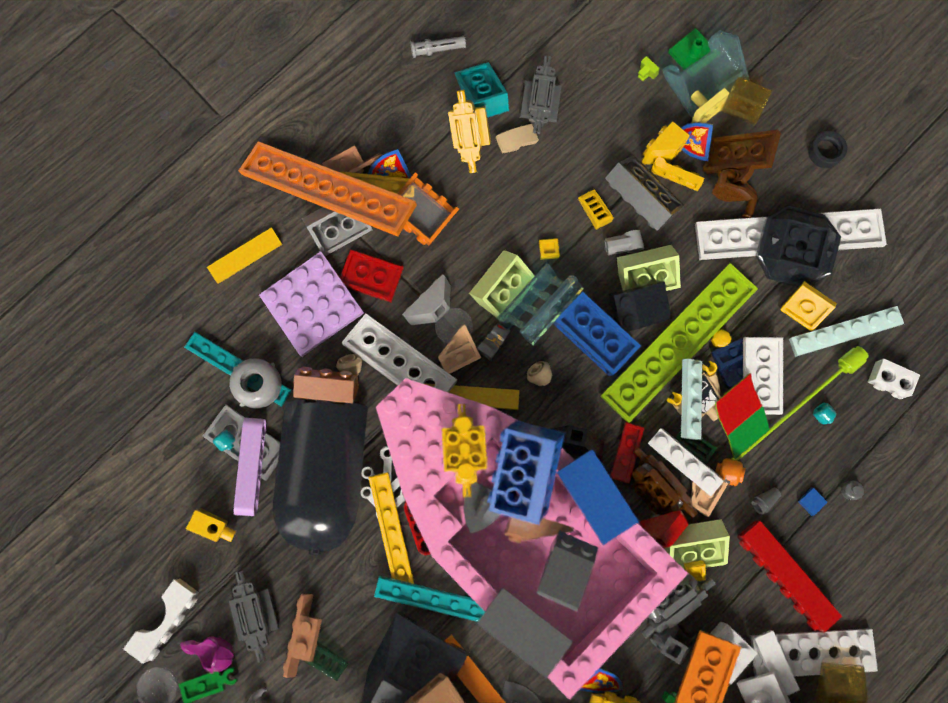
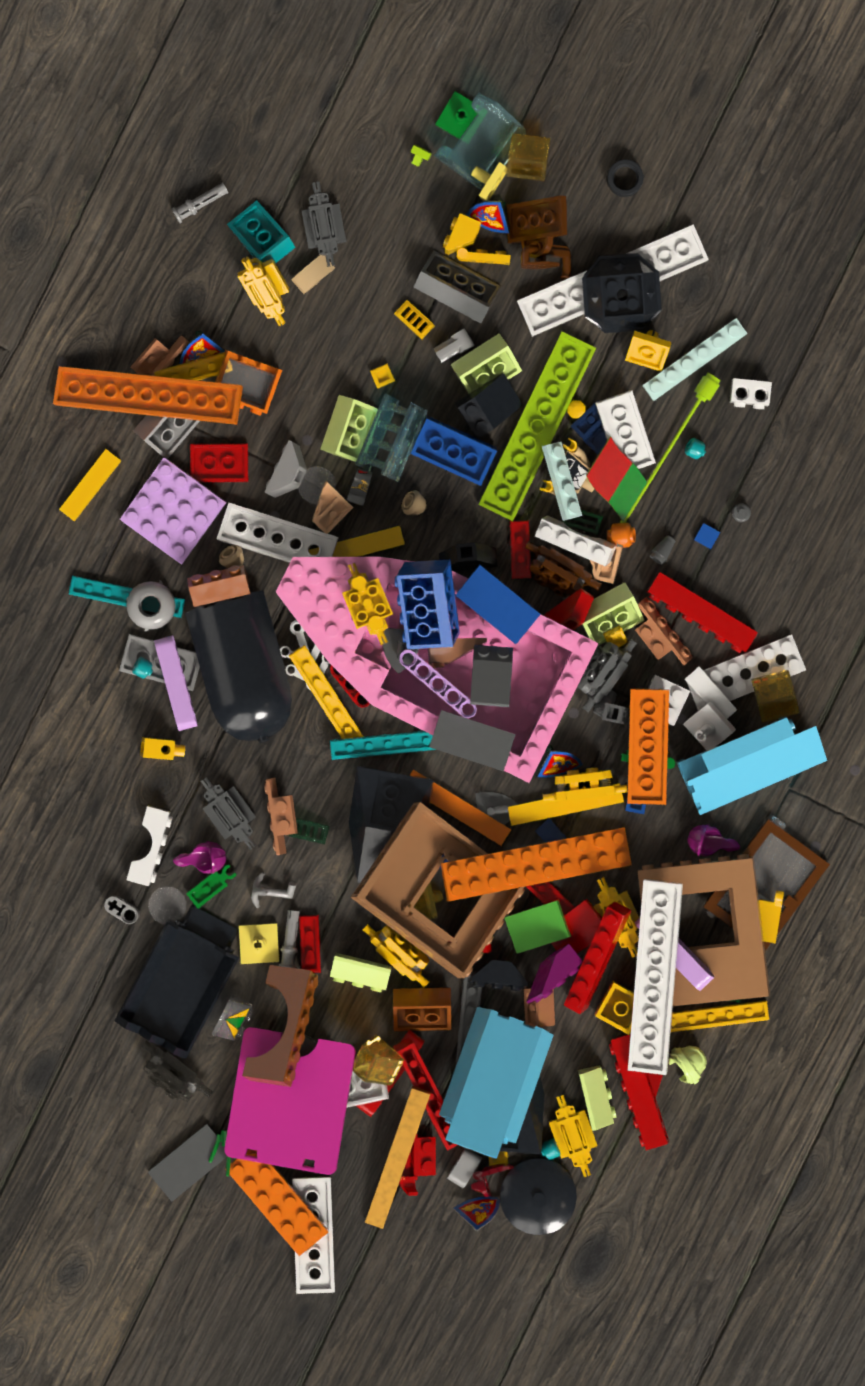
camera: 20 degrees left, 10 degrees up
(101, 677) = (120, 902): none -> light grey beam
(516, 566) = (433, 674): none -> lavender beam
(737, 584) = (659, 635): none -> nougat bracket

